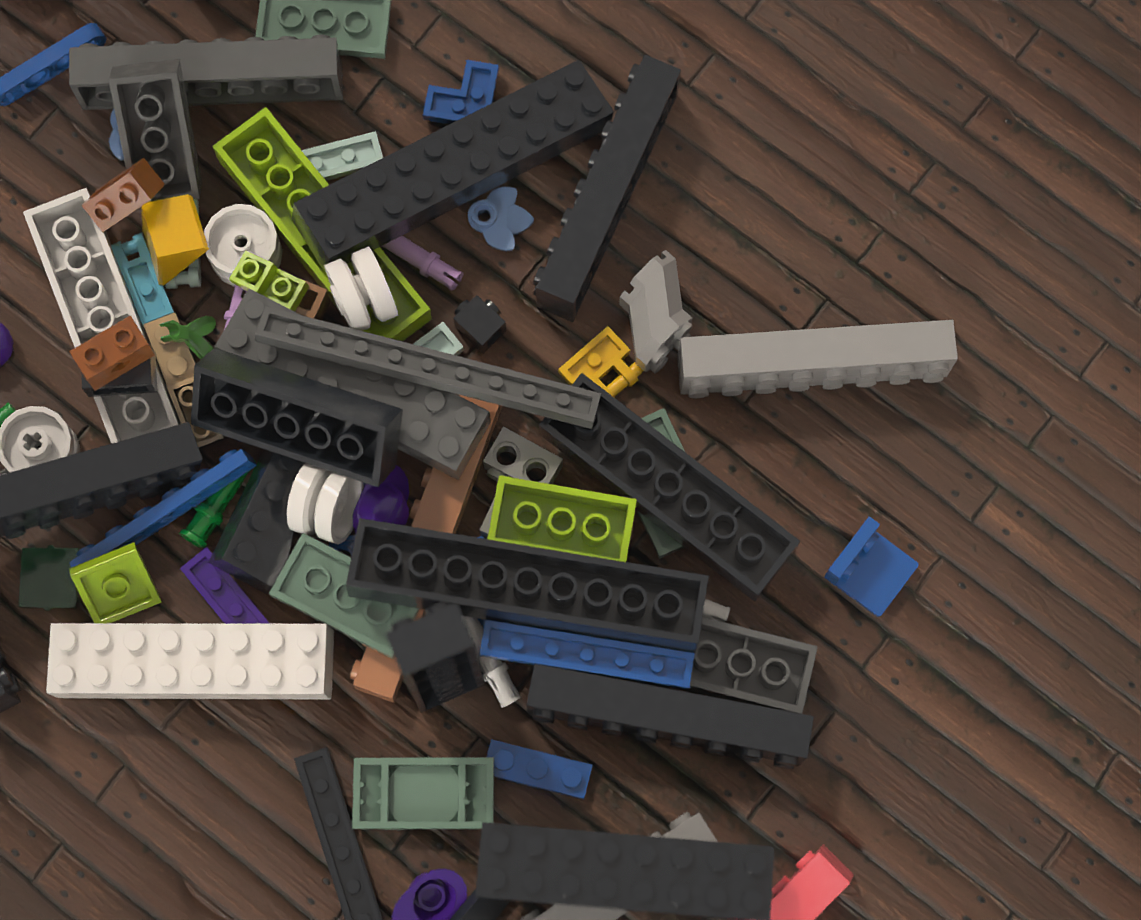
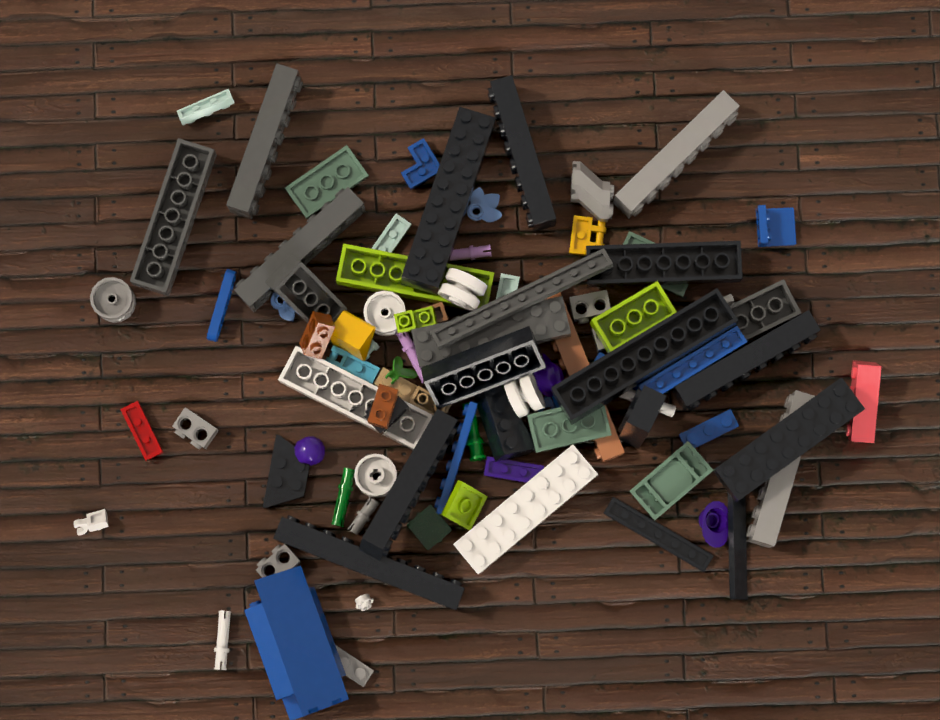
camera: 35 degrees left, 5 degrees up
(479, 322) = (516, 260): black brick -> none

